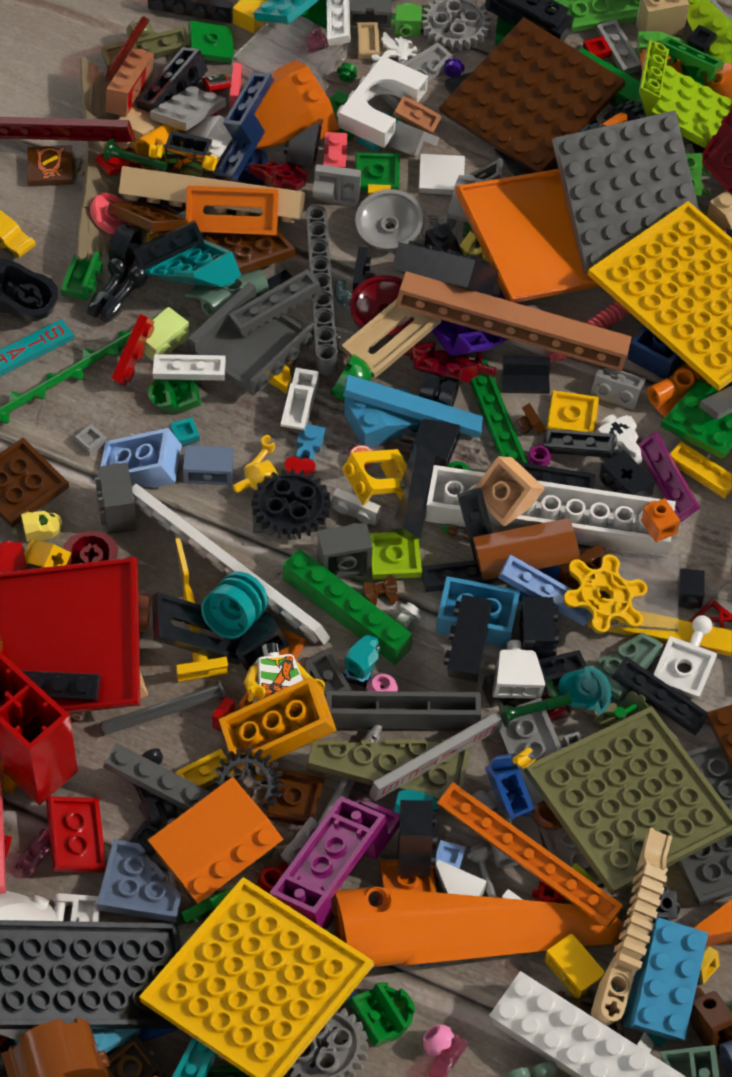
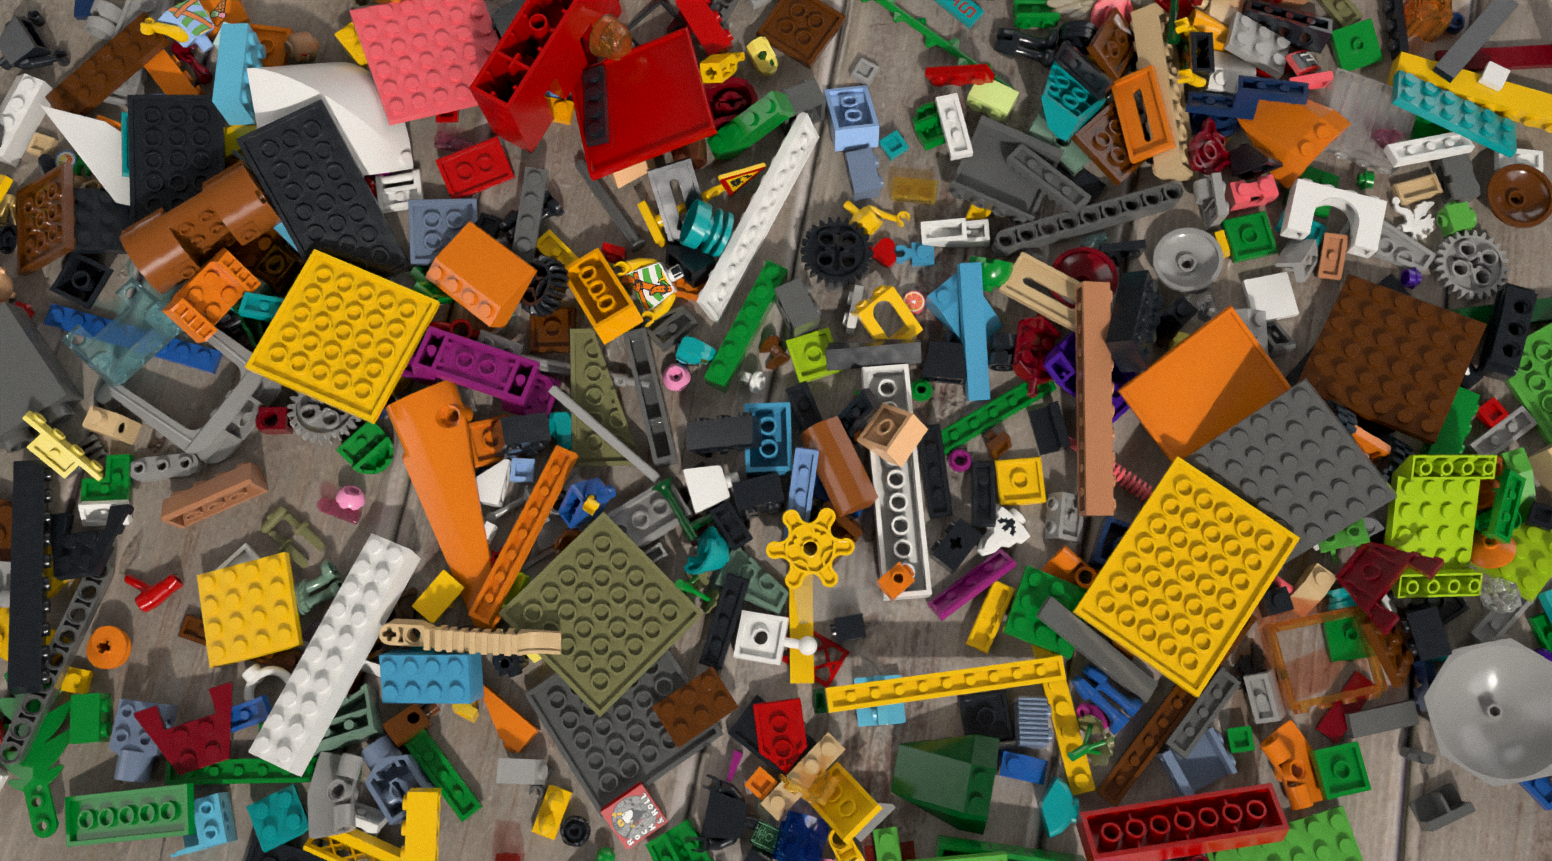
camera: 80 degrees right, 20 degrees up
(129, 531) = (750, 126): none -> green brick
(240, 425) = (914, 190): none -> clear yellow plate

